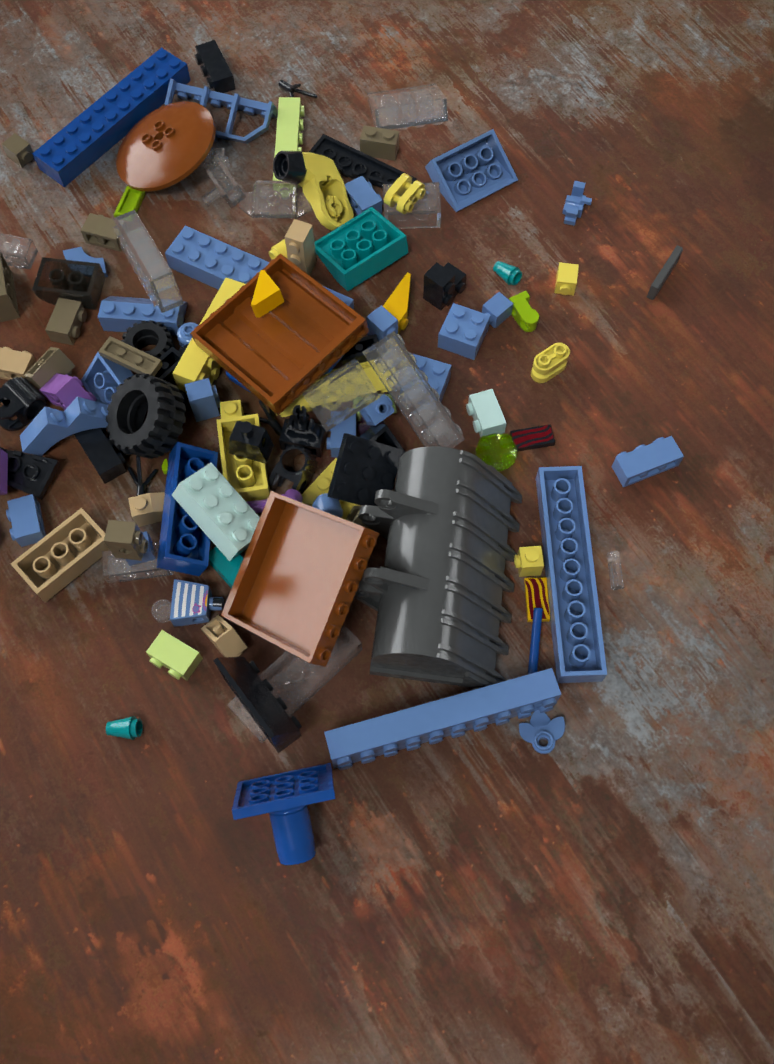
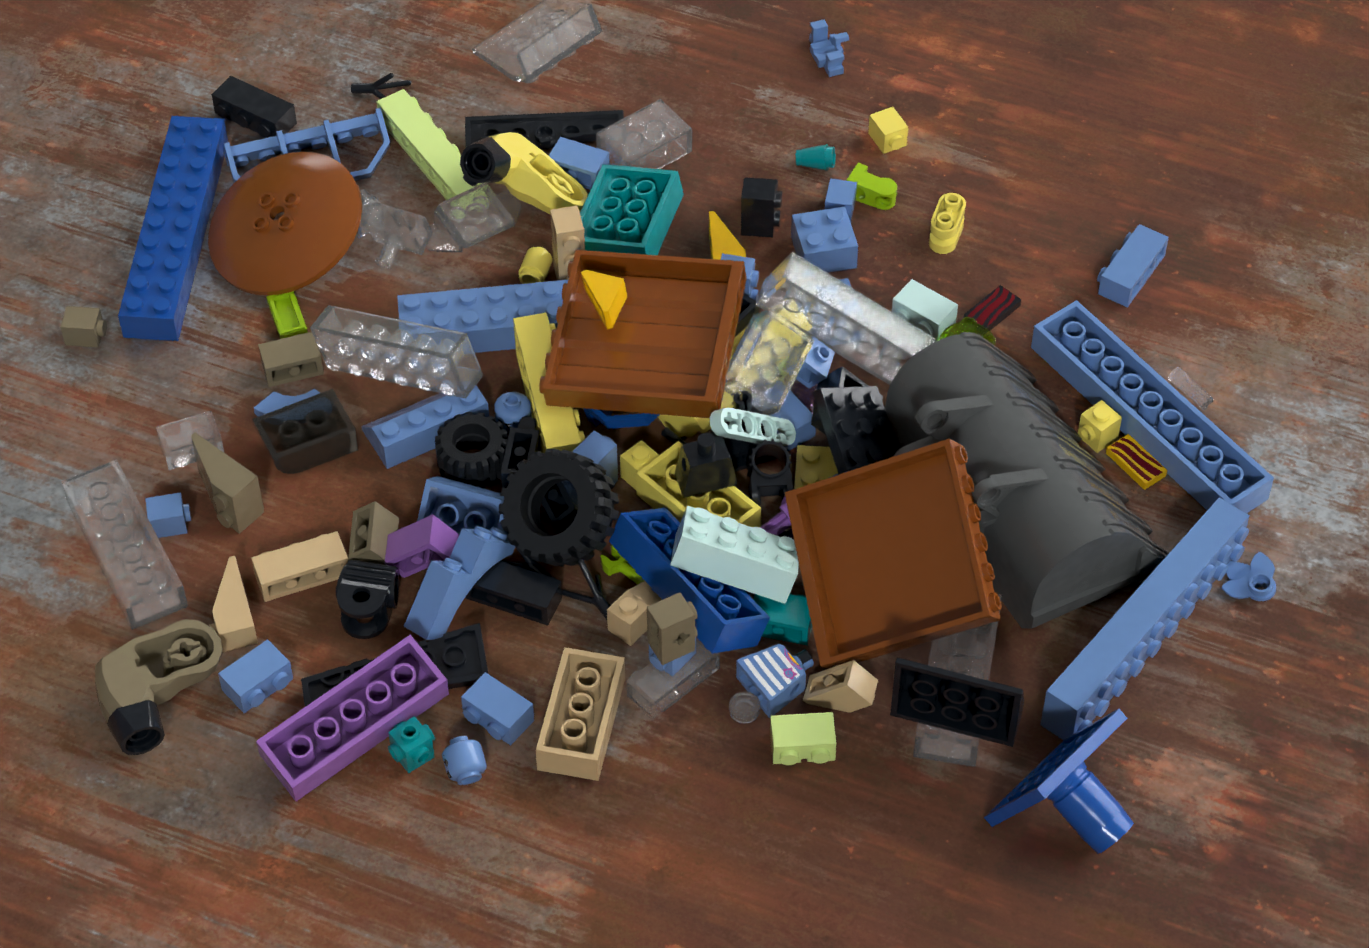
camera: 35 degrees left, 15 degrees down
(66, 321) = (337, 479): dark tan brick -> none
(125, 728) = (814, 840): teal cone -> none
(130, 357) = (476, 461): dark tan plate -> none
(297, 433) = (753, 426): none -> light aqua beam
(379, 142) = (544, 92): dark tan brick -> none
(404, 193) = (651, 117): light yellow brick -> none
(472, 171) = (681, 69): medium blue slope -> none
(535, 640) = (1169, 496): blue bar -> none
(665, 272) = (988, 70): dark grey tile -> none

